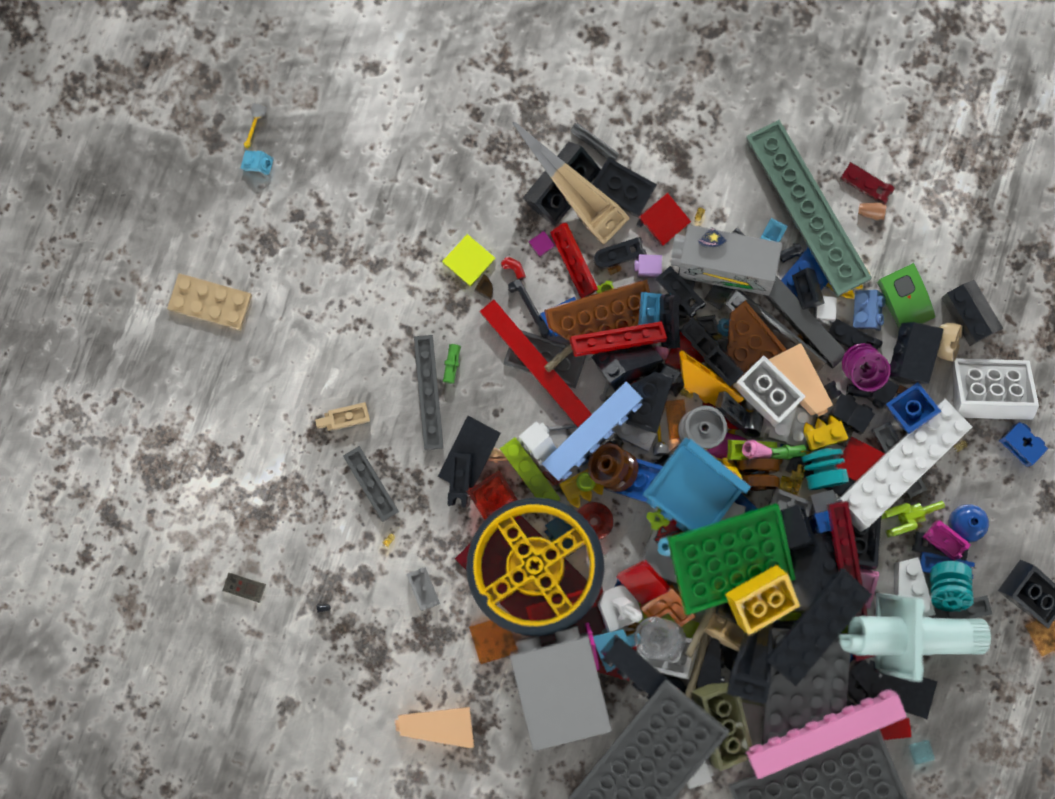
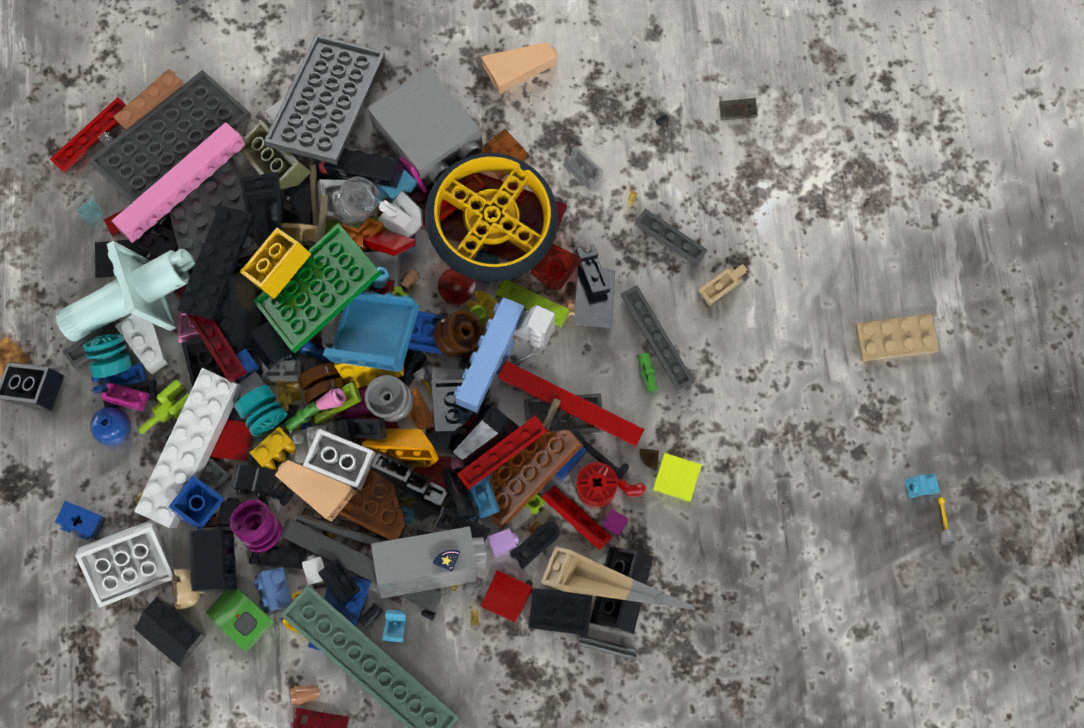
camera: 160 degrees right, 5 degrees down
(540, 288) = (596, 496): none -> red wheel
(637, 546) = (409, 280): none -> medium nougat plate

